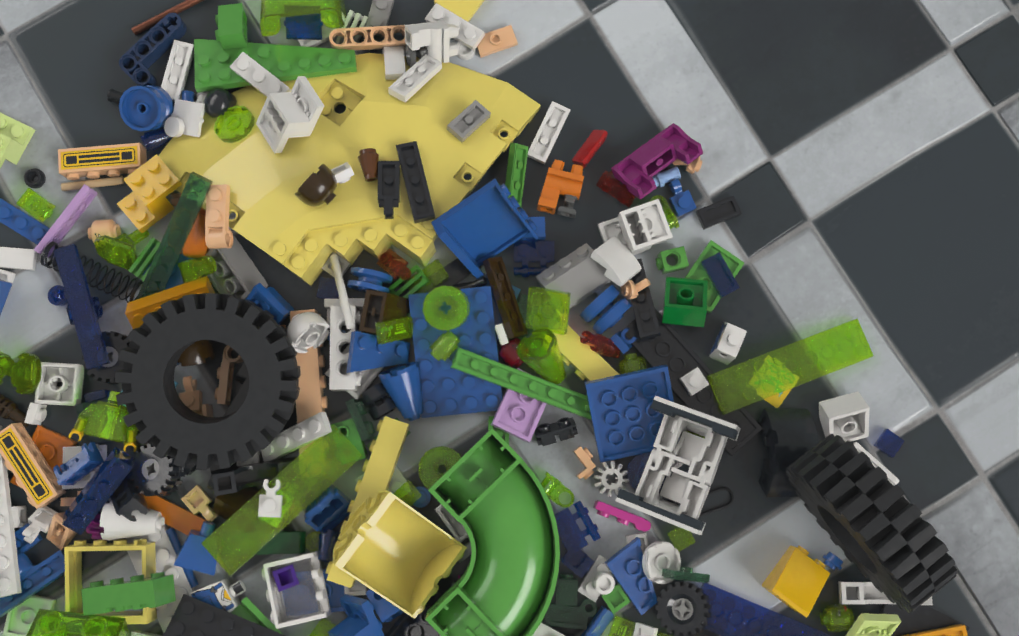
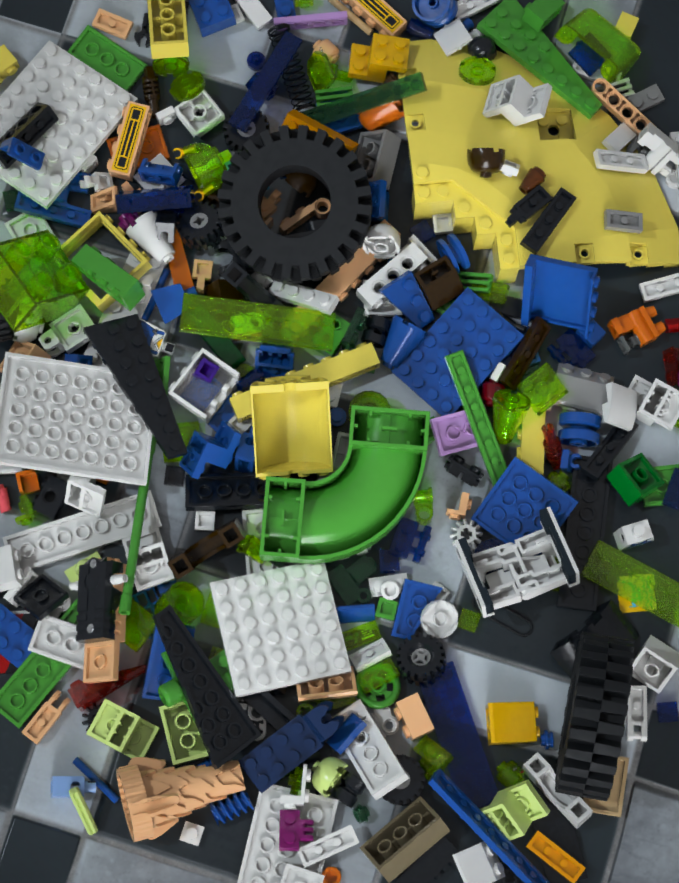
camera: 50 degrees right, 5 degrees down
(97, 395) = (212, 142): tile -> none
(174, 127) = (438, 34): white tile -> none
(197, 267) = (358, 133): clear neon green piece -> none
(217, 218) = (407, 113): light nougat plate -> none
(257, 75) = (524, 57): white plate -> none
(271, 503) = (250, 314): white plate -> none
(342, 291) = (430, 239): white bar -> none
(394, 265) = (479, 260): clear red hinge -> none
(394, 329) = (435, 298): clear neon green tile -> none
(408, 493) = (335, 405): clear neon green plate -> none
(444, 345) = (455, 340): clear neon green brick -> none
(452, 296) = (481, 327): clear neon green wheel -> none
(516, 170) = (619, 287): bright green tile -> none
(622, 516) = (447, 566): dark pink hinge -> none
(631, 290) = (609, 433): light nougat plate -> none
(678, 254) = (658, 456): bright green brick -> none
(685, 574) = (446, 640): clear green plate -> none
(694, 381) = (585, 534): white plate -> none

